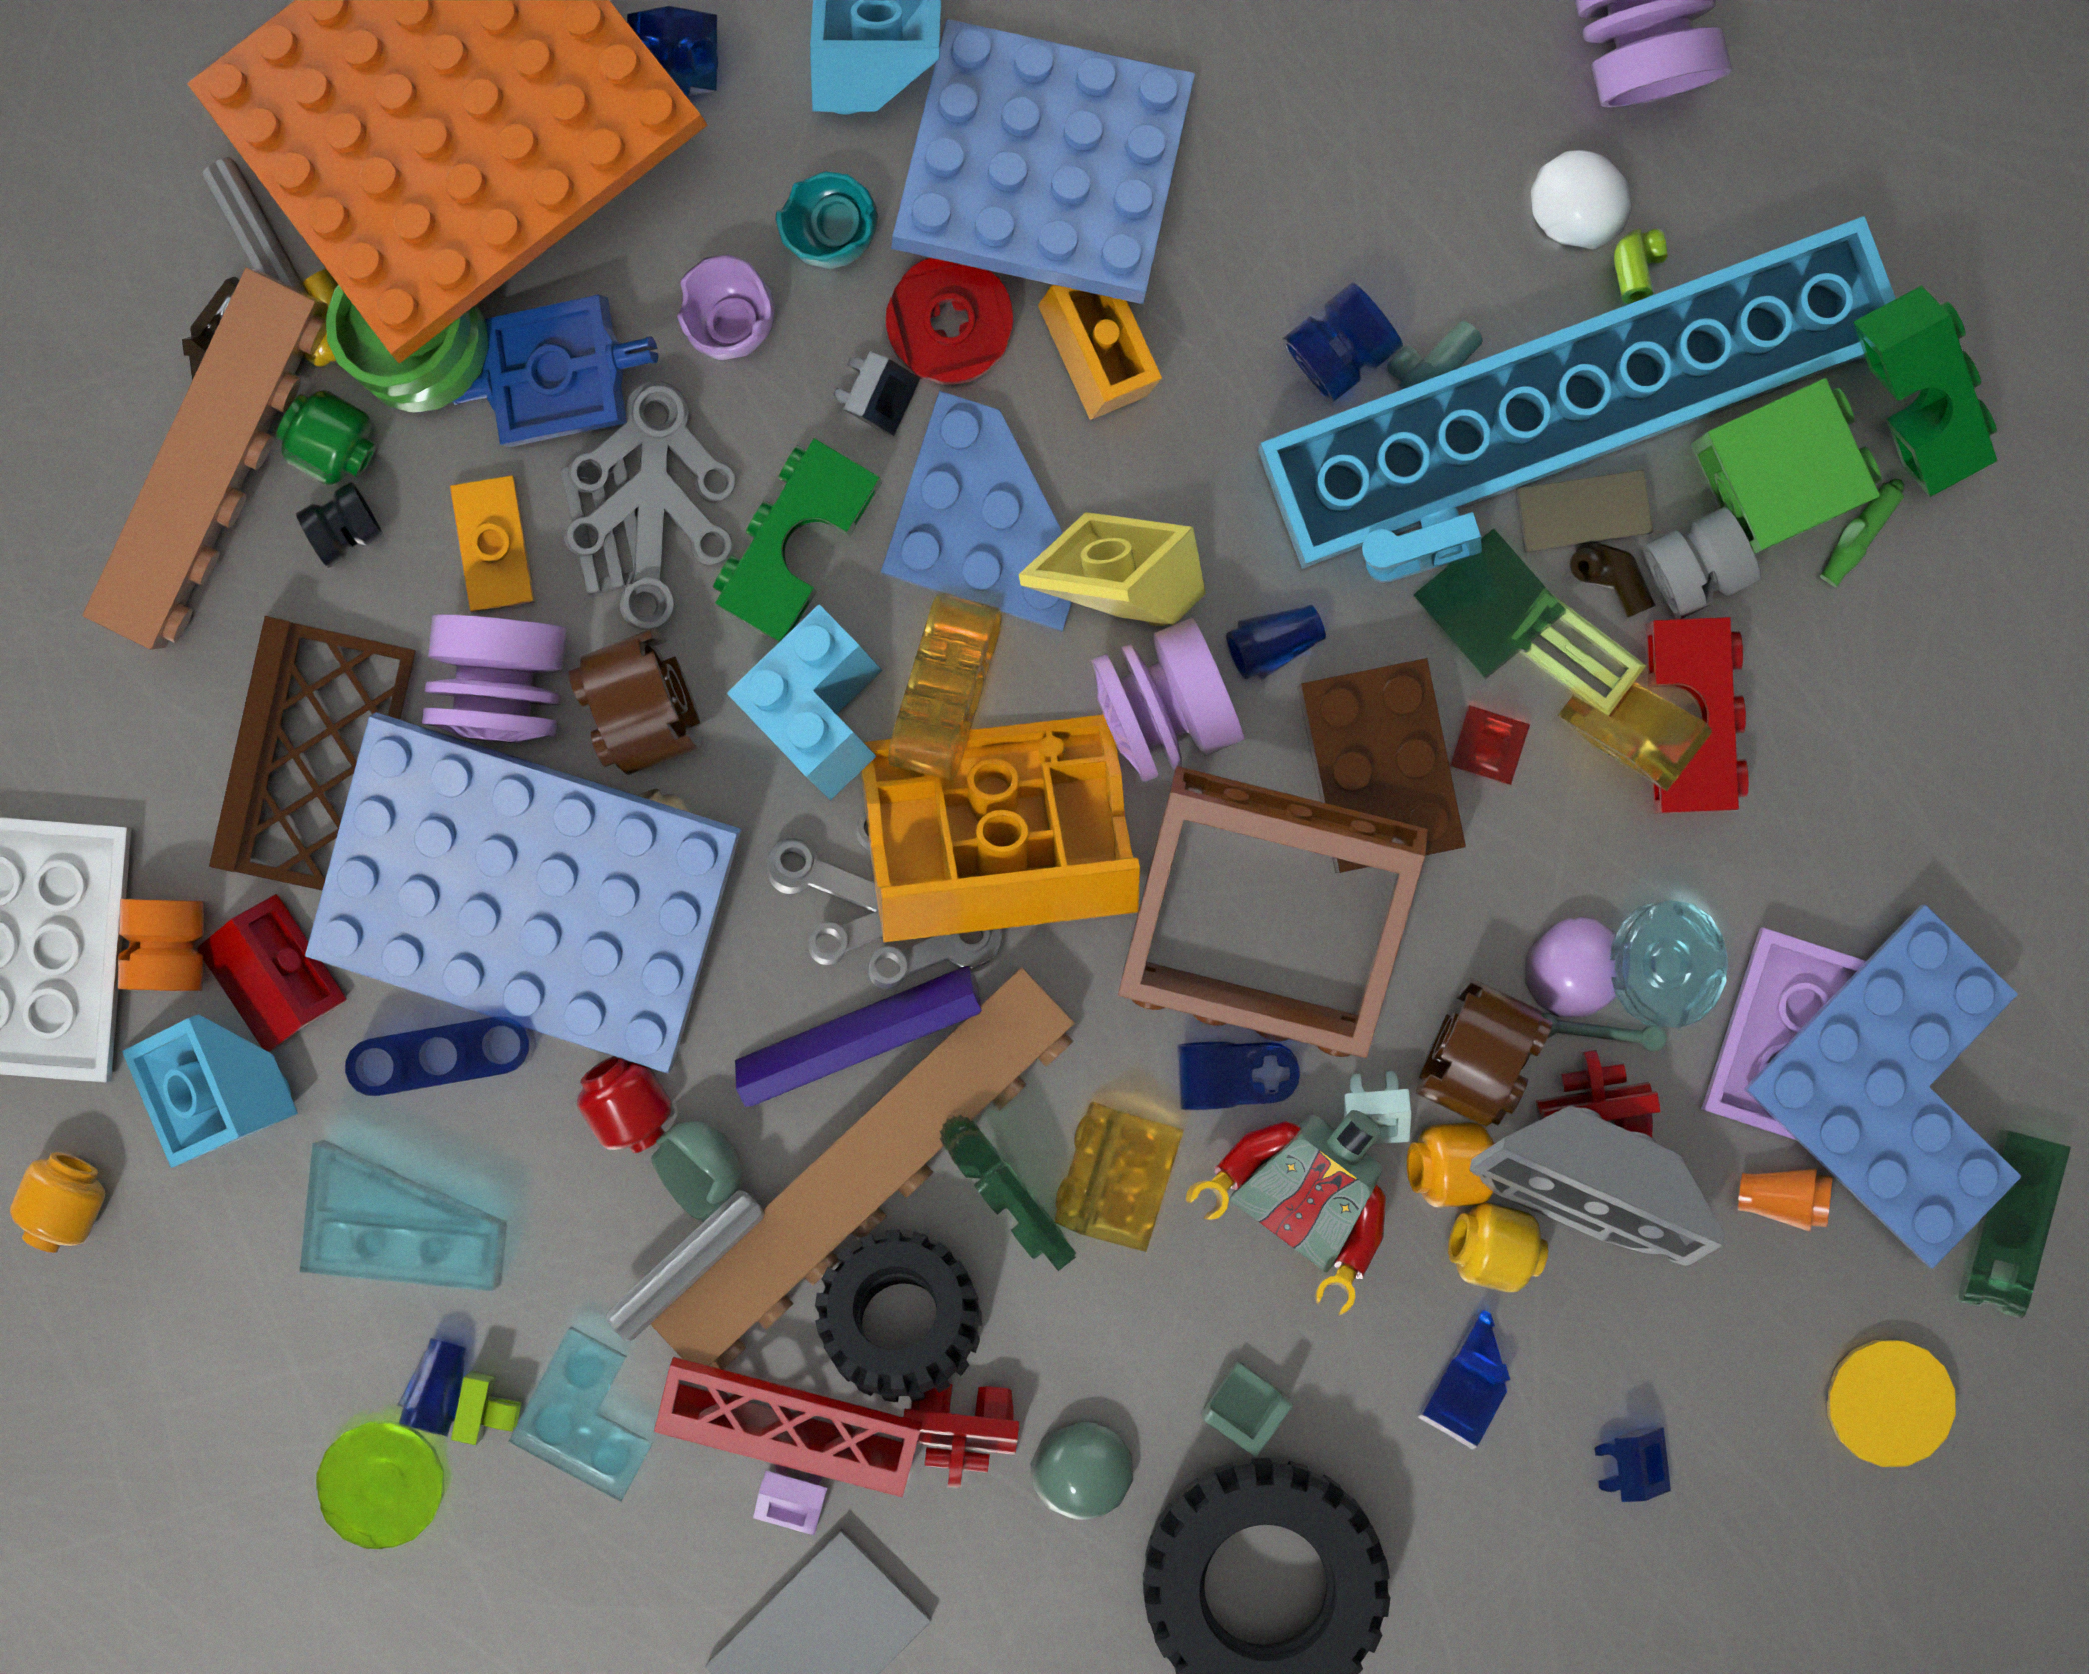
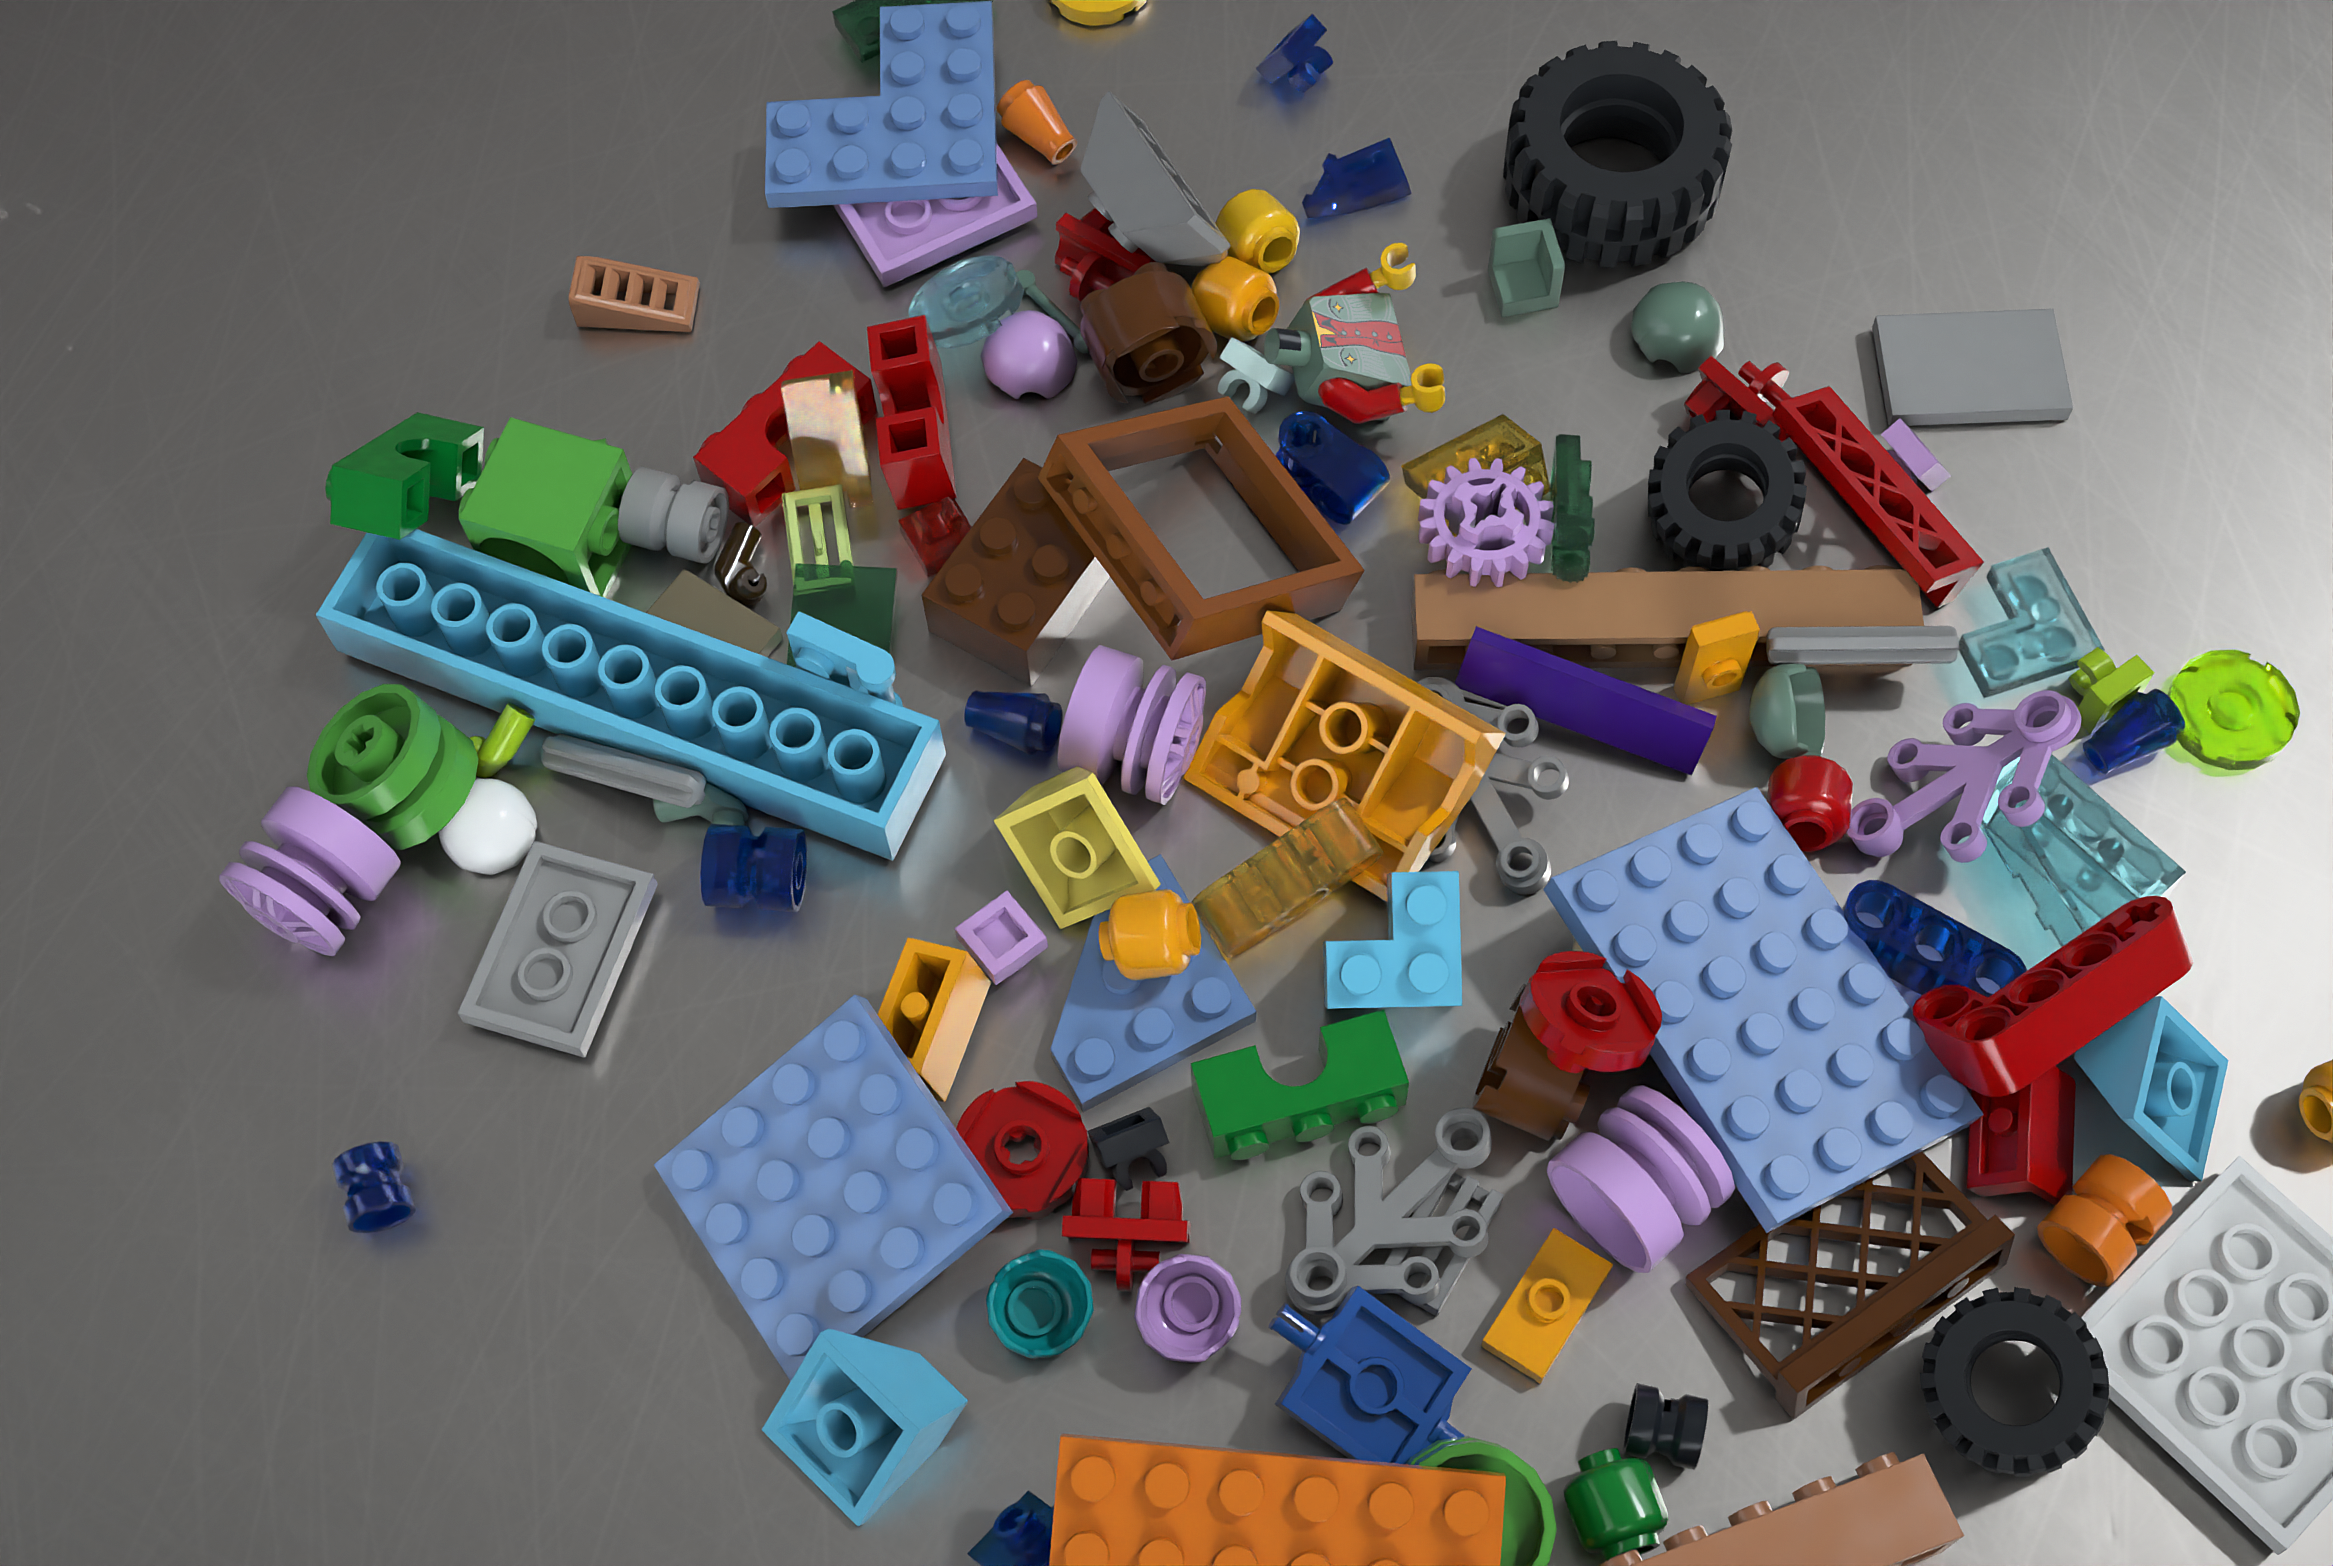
camera: 135 degrees left, 25 degrees down
(120, 709) = (2030, 1319): none -> black tyre
(307, 1074) = (2057, 1004): none -> red beam
(515, 1221) = (2031, 731): none -> lavender plant
(609, 709) = (1589, 1014): none -> red plate
(781, 1153) = (1716, 657): none -> light orange plate
(817, 323) = (1095, 1219): none -> red hips
(994, 543) = (1150, 934): none -> light orange head
(1085, 1110) = (1486, 523): none -> lavender gear
(1109, 453) = (1001, 937): none -> lavender tile
(1426, 158) = (558, 949): none -> light grey plate
(1516, 326) = (624, 770): none -> light grey axle
(1623, 837) = (915, 425): none -> red arch
(1679, 162) = (393, 765): none -> bright green wheel
(1992, 692) = (613, 276): none -> nougat slope

